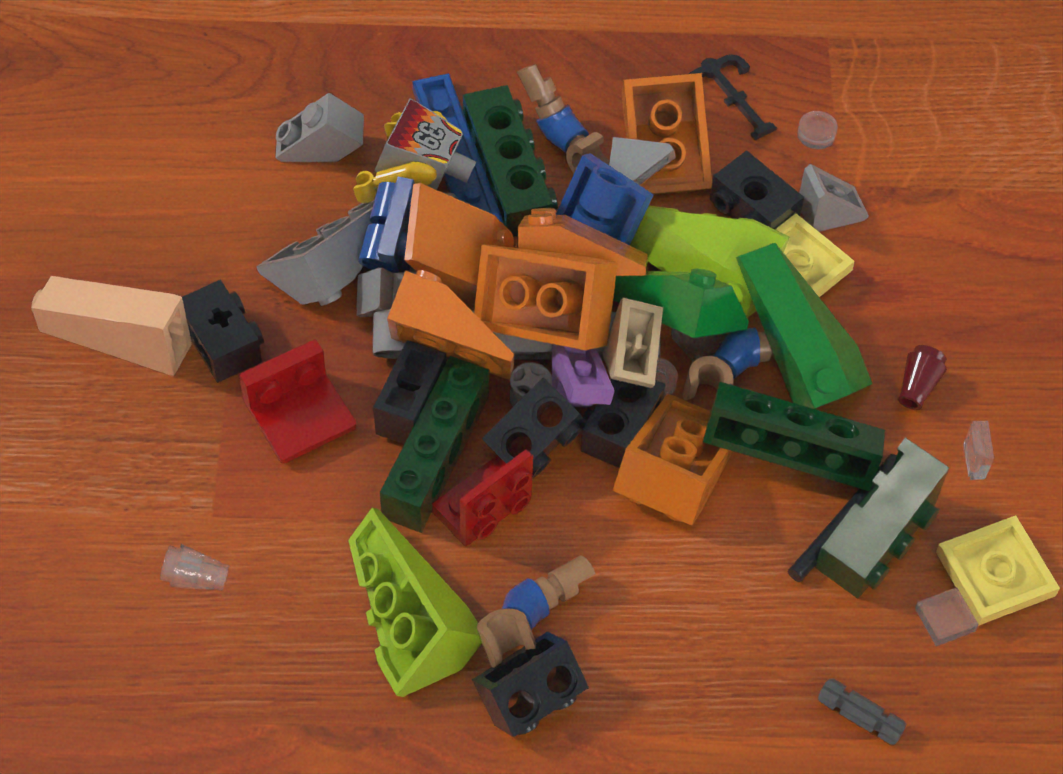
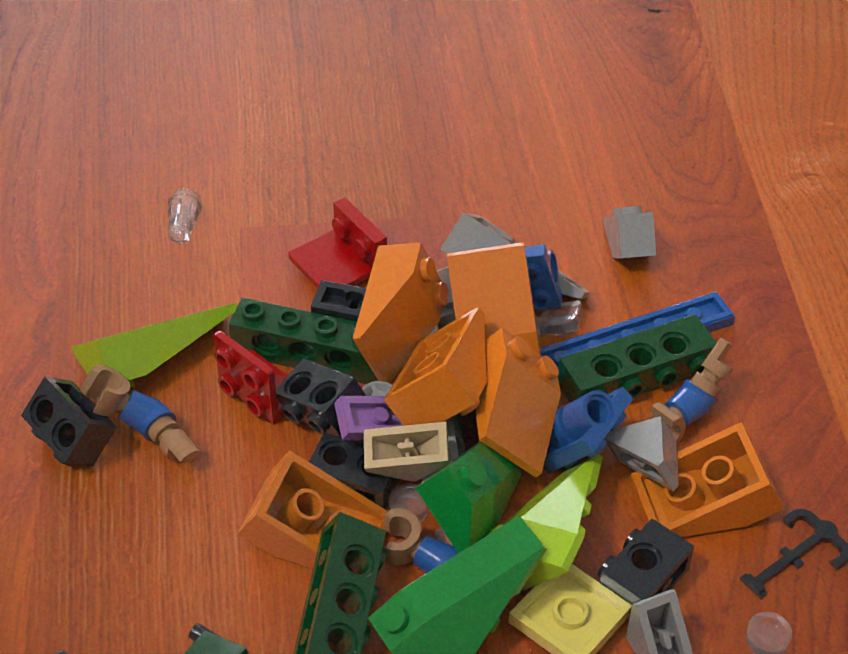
camera: 85 degrees right, 10 degrees down
(116, 320) = (397, 140): light nougat slope -> none
(221, 331) = (406, 199): black brick -> none
(419, 148) = (614, 286): torso -> none

